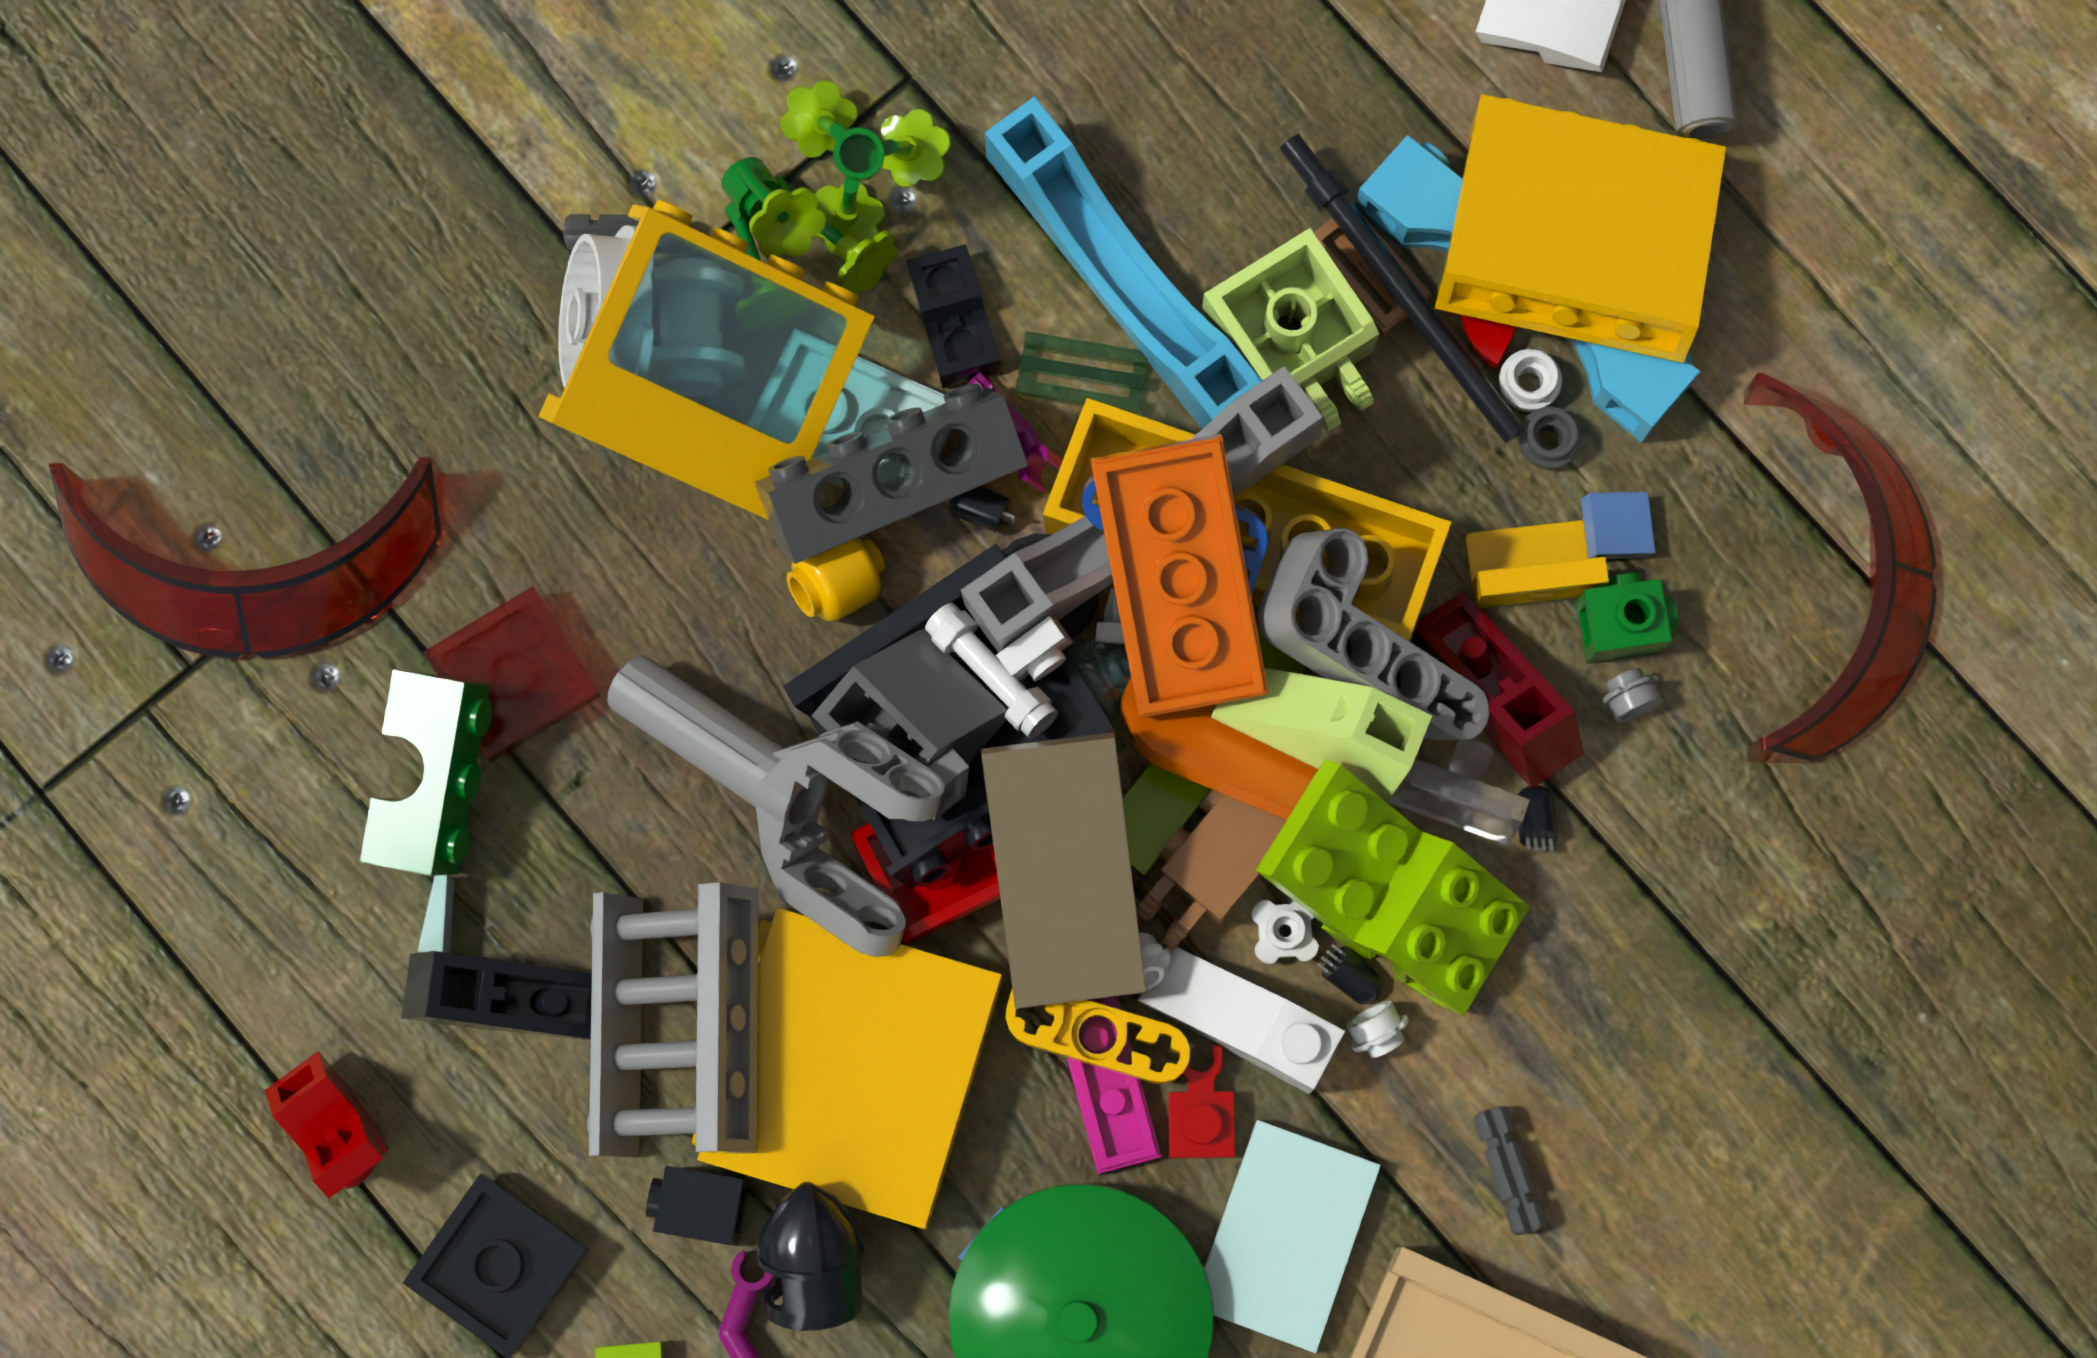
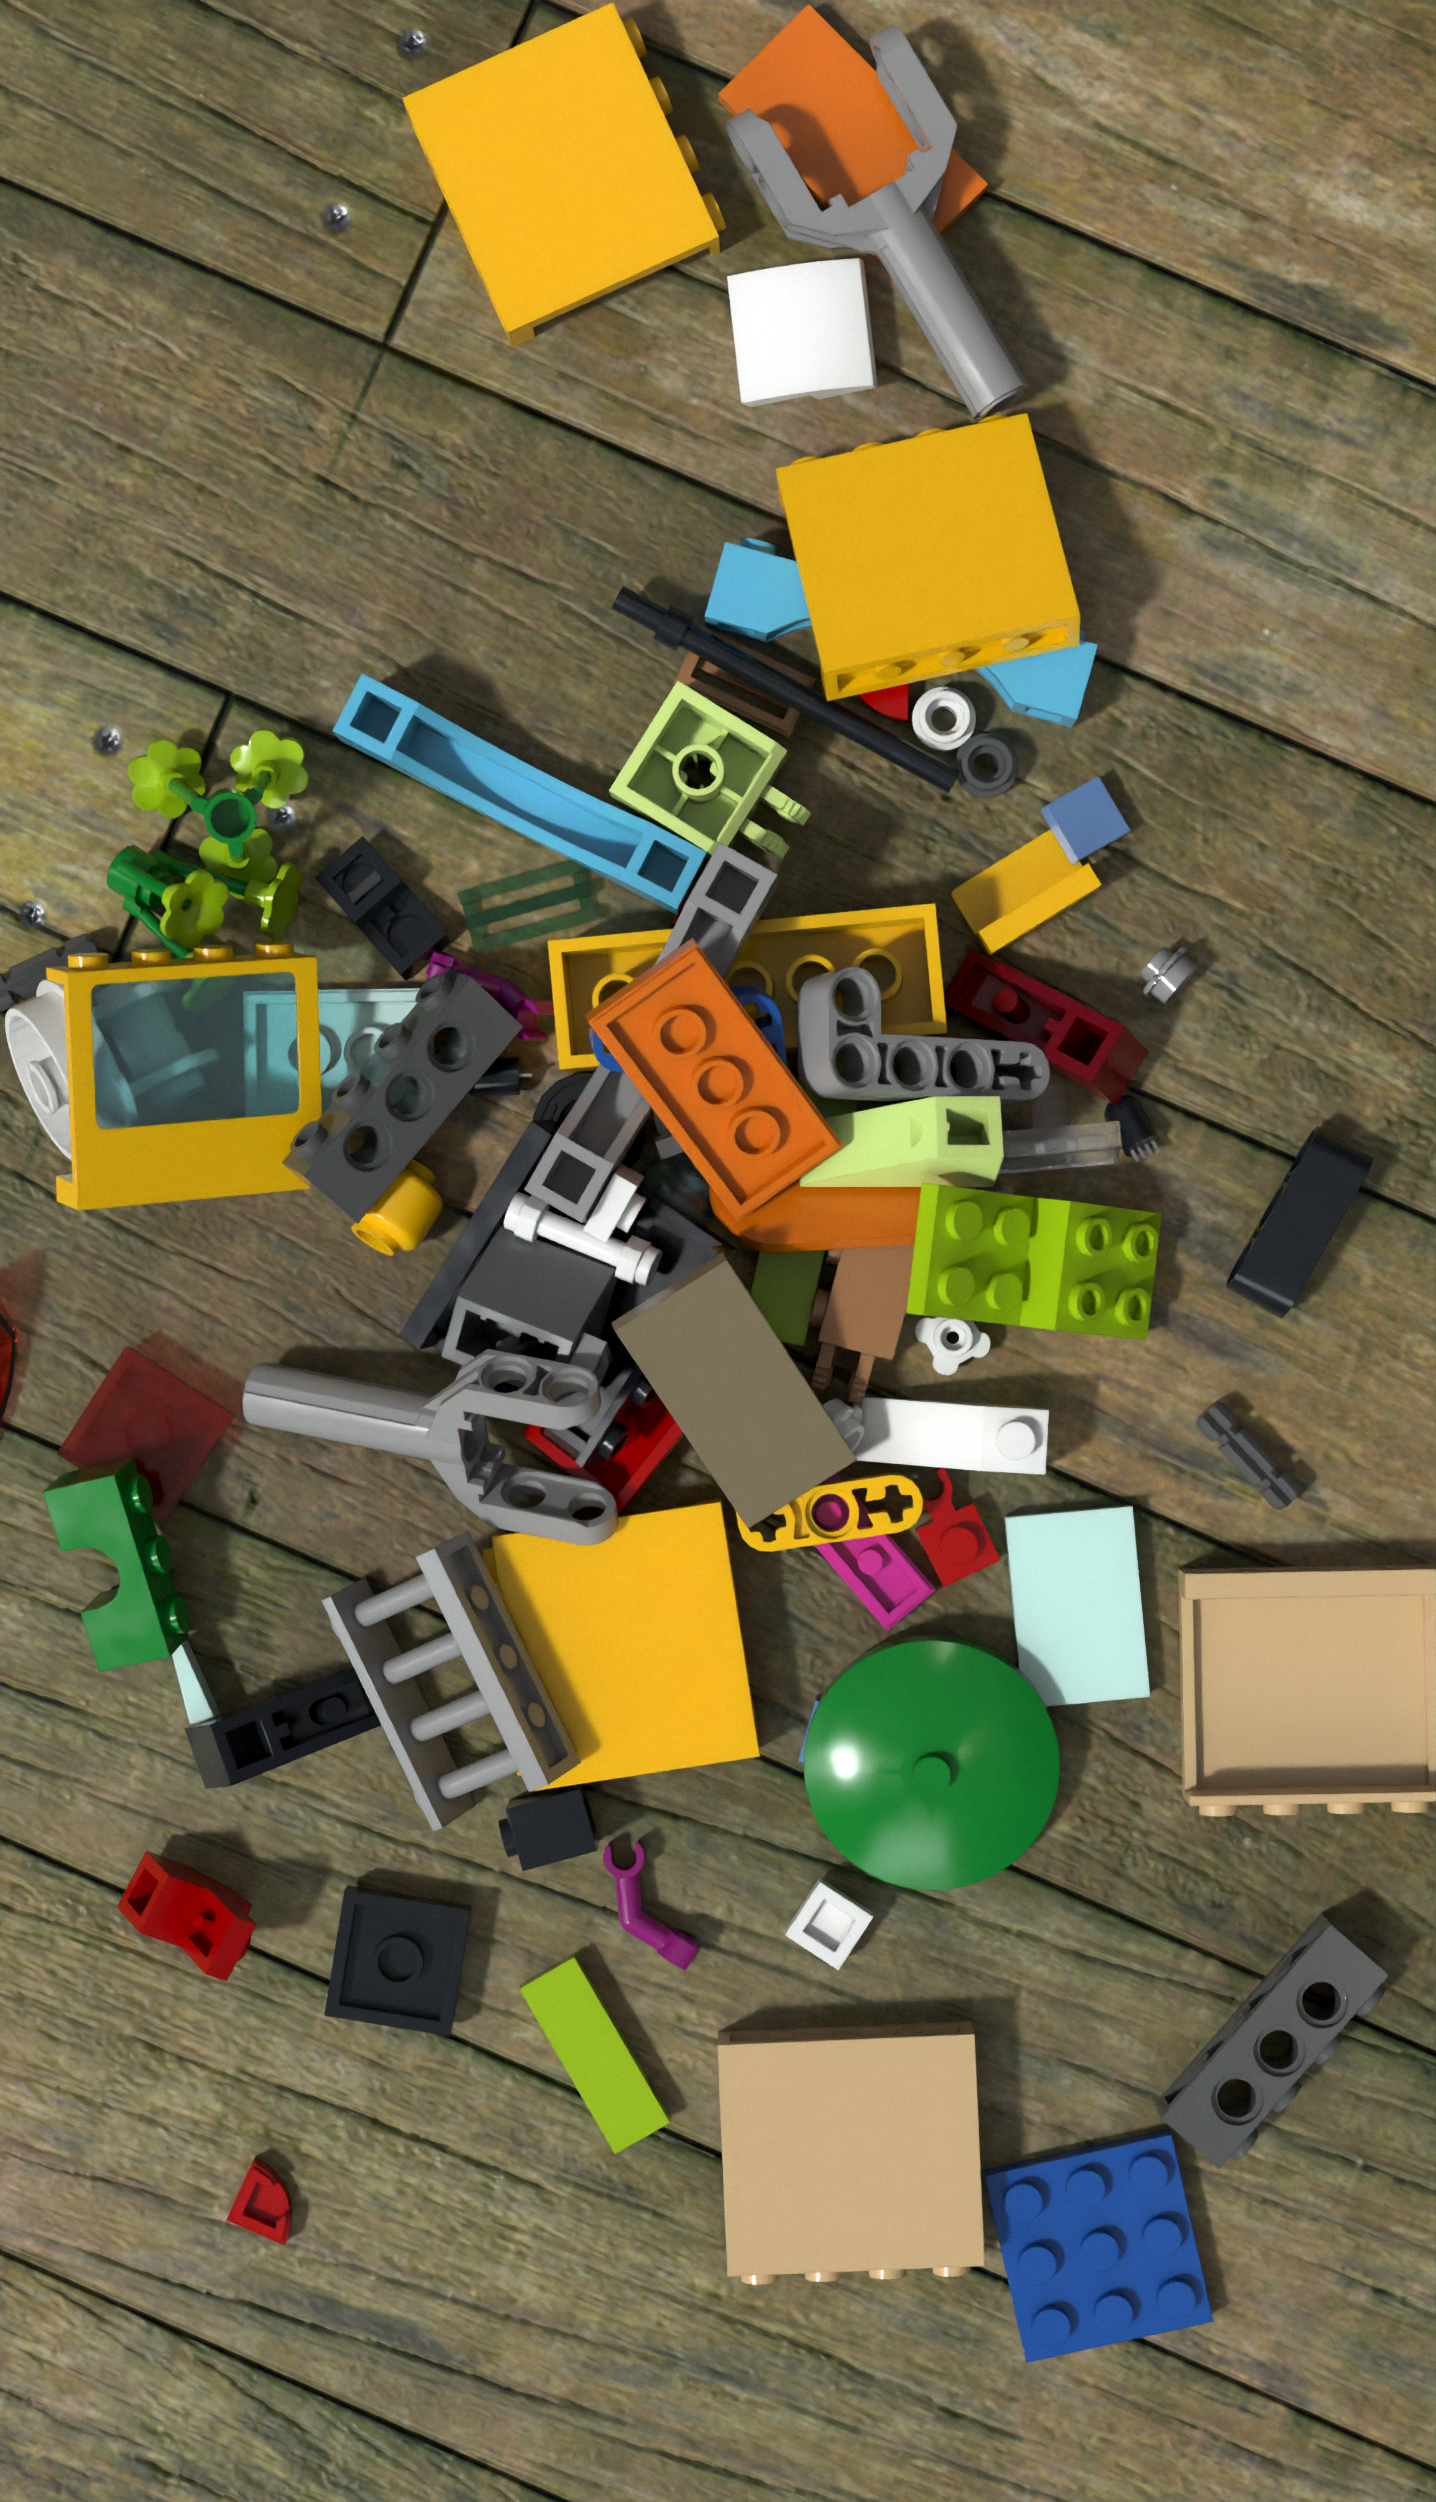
camera: 30 degrees left, 10 degrees up
(814, 1259) = (675, 1827): black helmet -> none
(1352, 975) = (1030, 1347): black piece -> none
(1377, 1029) = (1075, 1387): white plate -> none
(1625, 619) = (1131, 906): green brick -> none
(1654, 974) = (1299, 1222): none -> black beam
(1900, 584) = (1363, 746): clear red windscreen -> none

